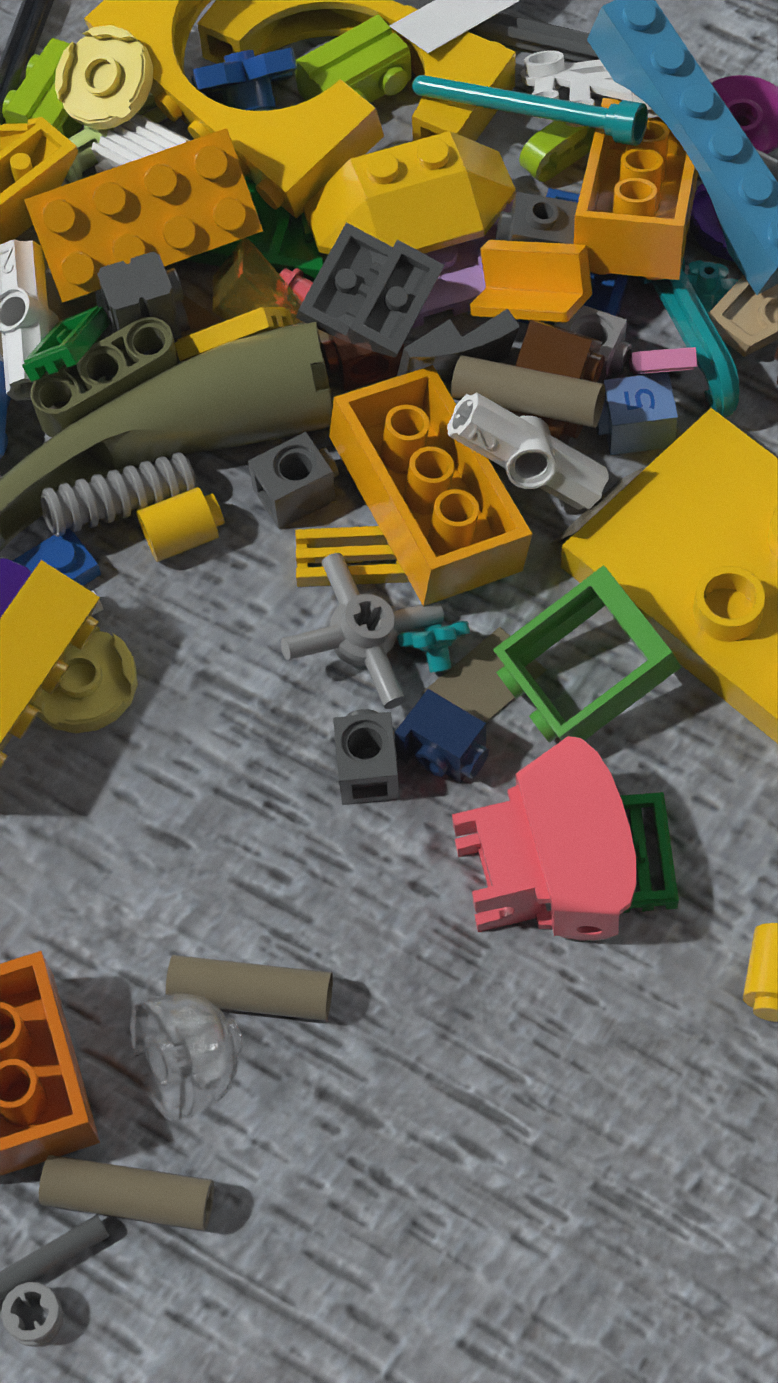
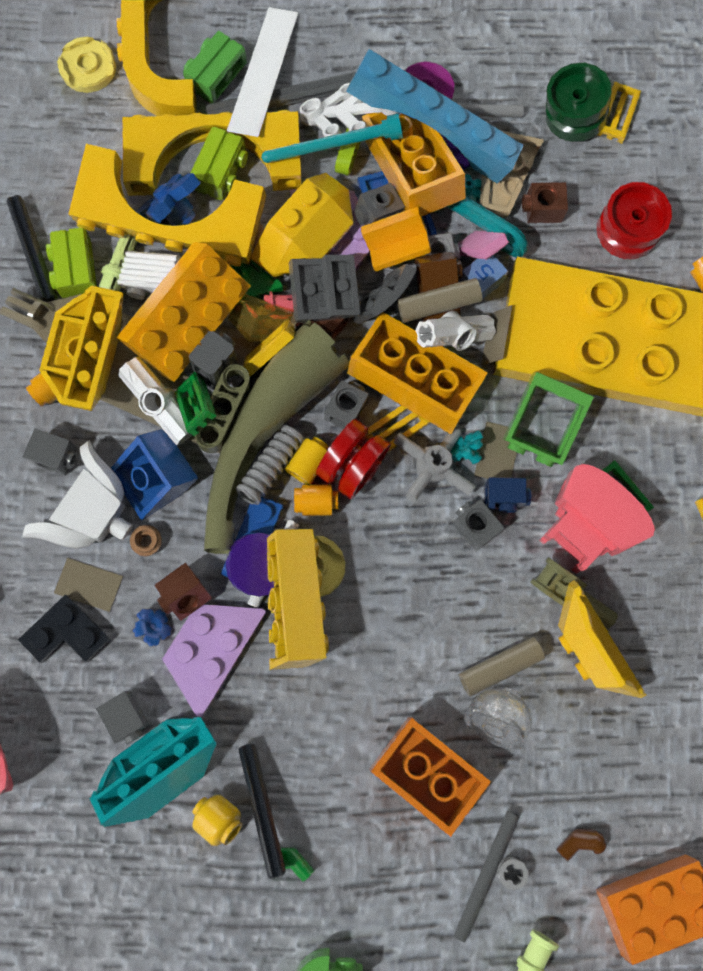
camera: 45 degrees left, 15 degrees up
(104, 77) = (103, 242): light yellow tile -> none
(126, 1192) = (516, 793): dark tan piece -> none
(148, 582) = (315, 500): none -> light orange brick
(181, 1338) = (582, 840): none -> reddish brown arm
(239, 545) = (349, 456): none -> red wheel
(414, 1038) = (594, 646): none -> yellow wedge
(438, 937) = (554, 583): none -> olive connector

